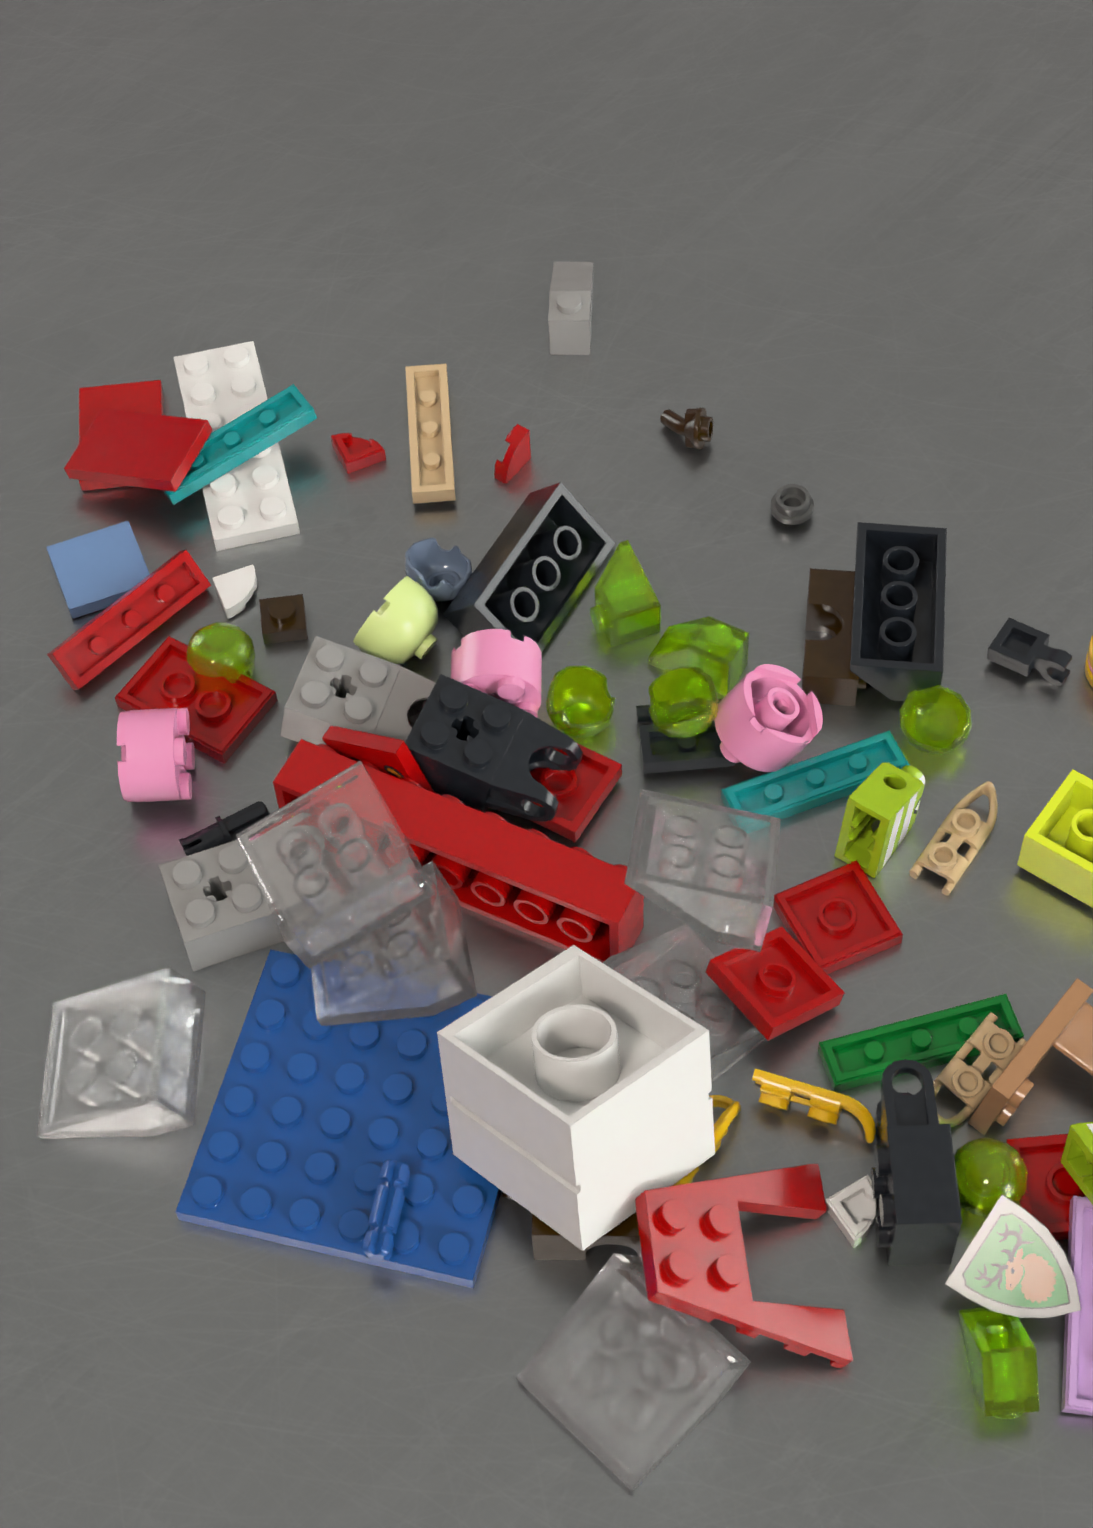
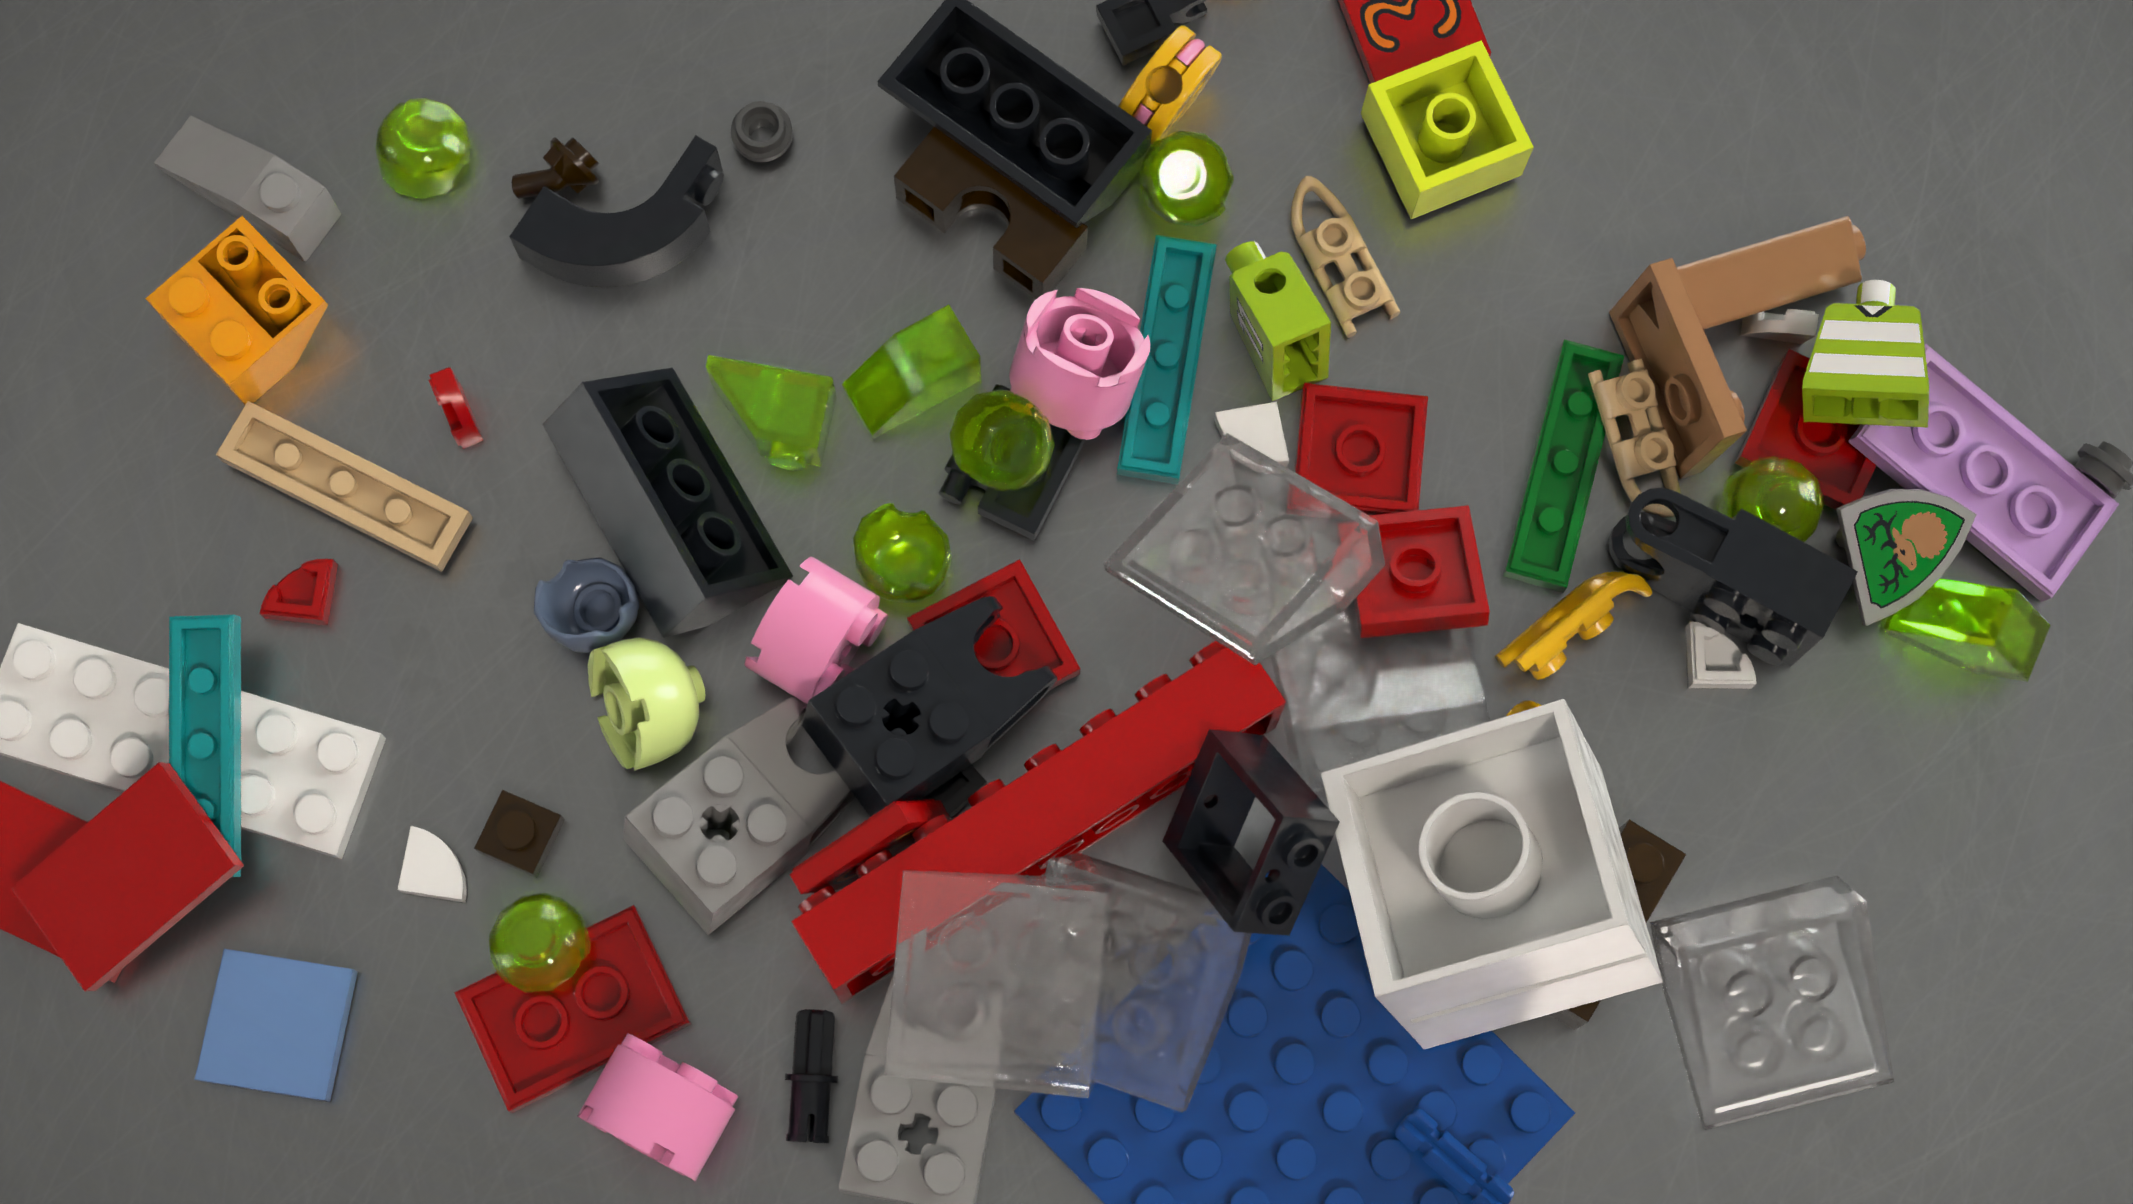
camera: 65 degrees left, 20 degrees up
(129, 620) = (398, 1030): red plate -> none
(490, 331) = (241, 310): none -> light orange slope
(514, 942) = (1204, 834): none -> black window
(654, 361) = (422, 147): none -> clear neon green hair
(678, 482) = (628, 244): none -> black arch
(700, 1264) = (1712, 854): wing -> none
(804, 853) = (1257, 427): none -> white tile
(987, 674) = (1170, 82): none -> yellow head

